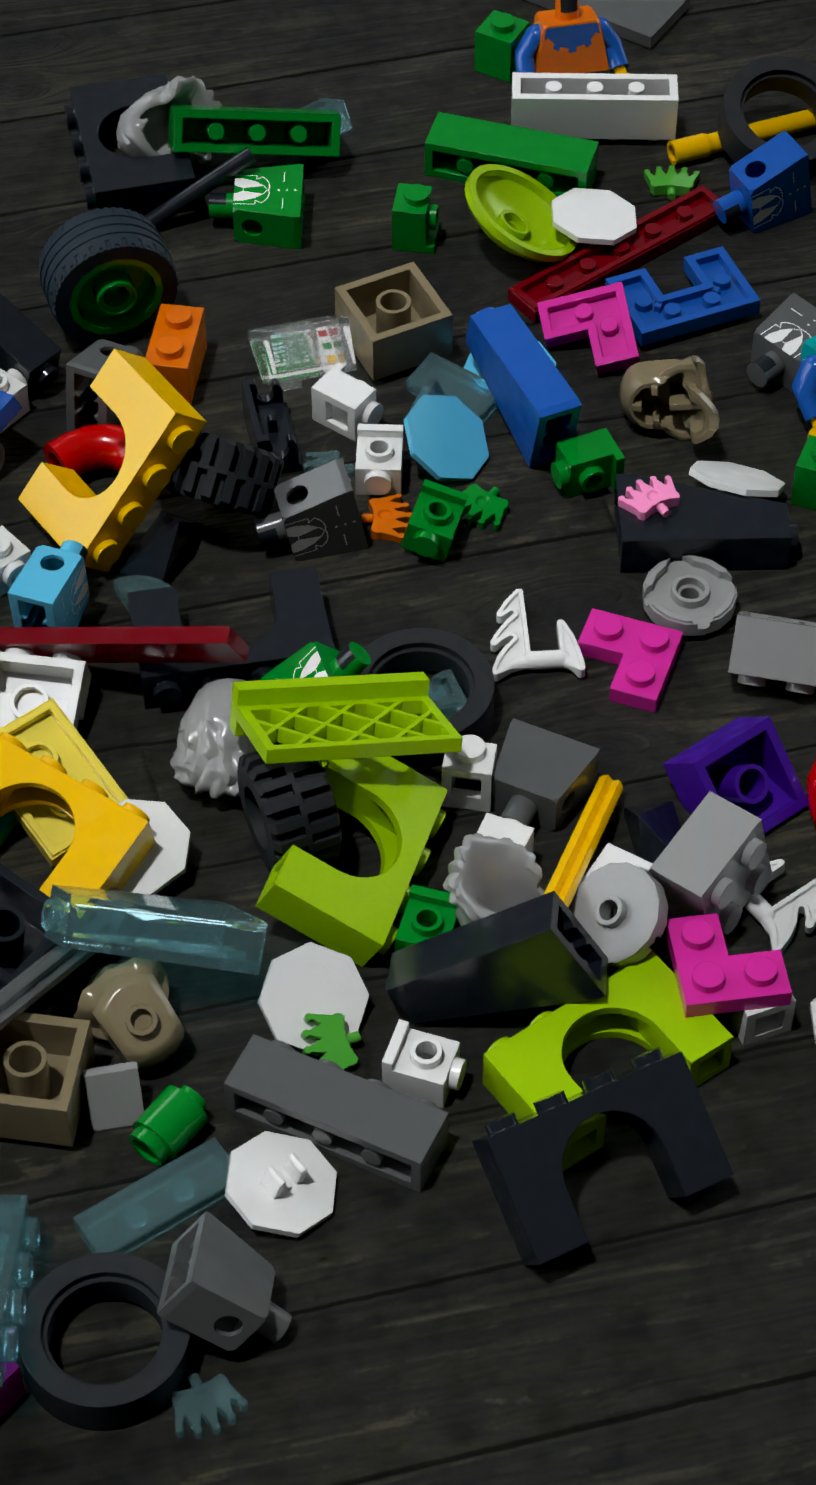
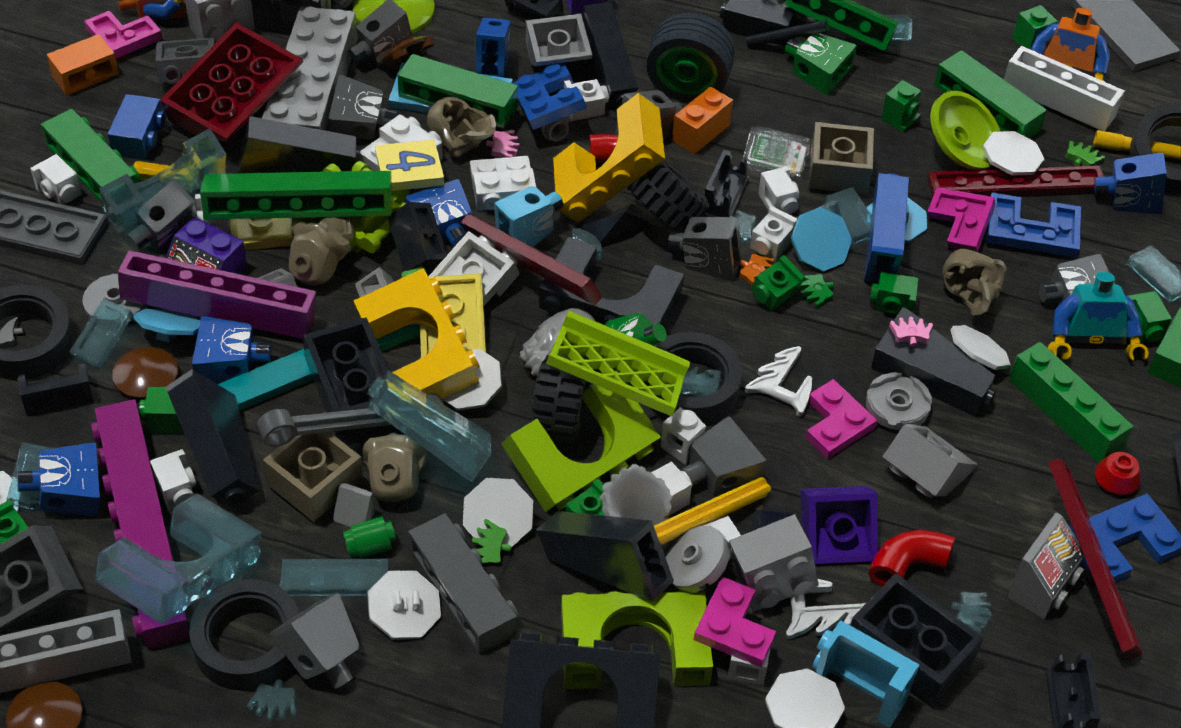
camera: 30 degrees right, 0 degrees up
(422, 1064) = (528, 583): white brick -> none

